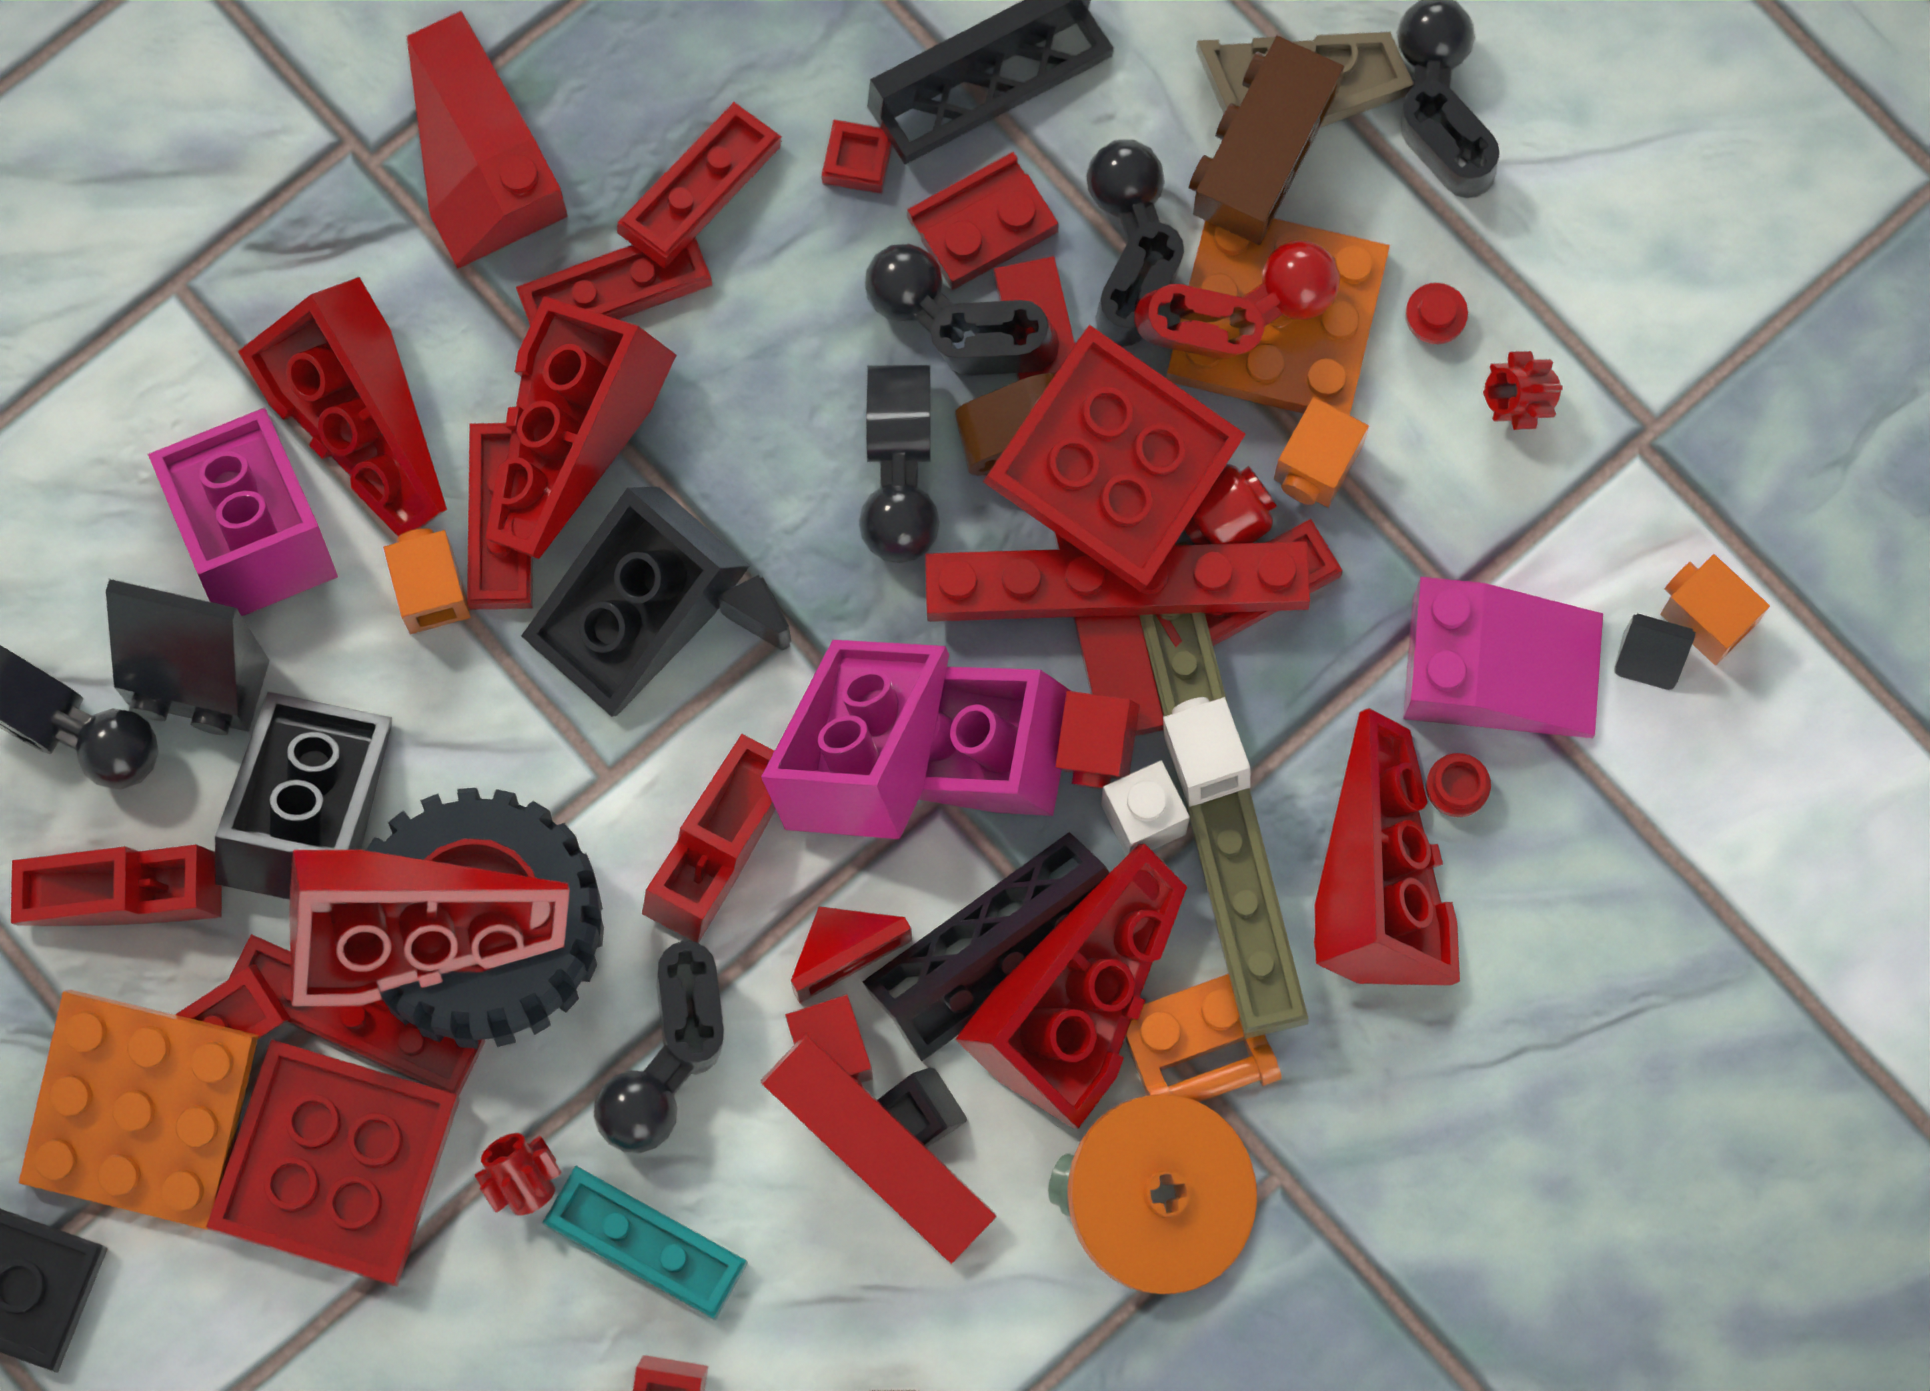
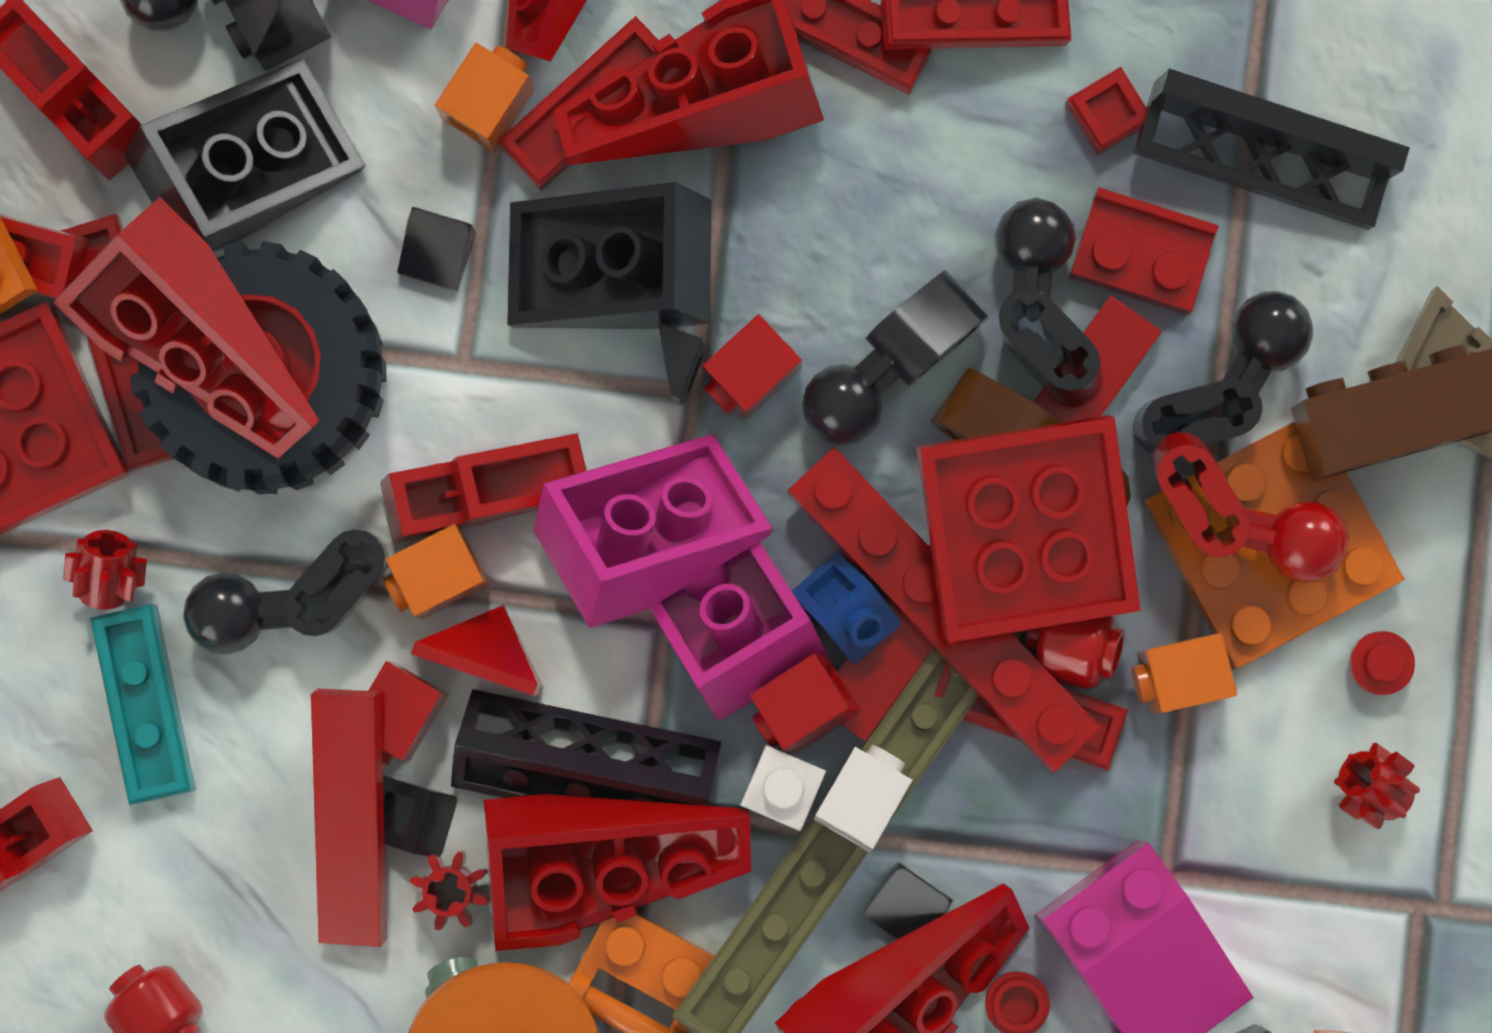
camera: 50 degrees right, 10 degrees up
(504, 718) = (435, 249): none -> black slope
(750, 928) = (434, 573): none -> orange brick
(810, 566) = (750, 368): none -> red brick
(1005, 1108) = (434, 899): none -> red gear
(1055, 643) = (846, 607): none -> blue bracket
(1310, 798) = (905, 903): none -> slope

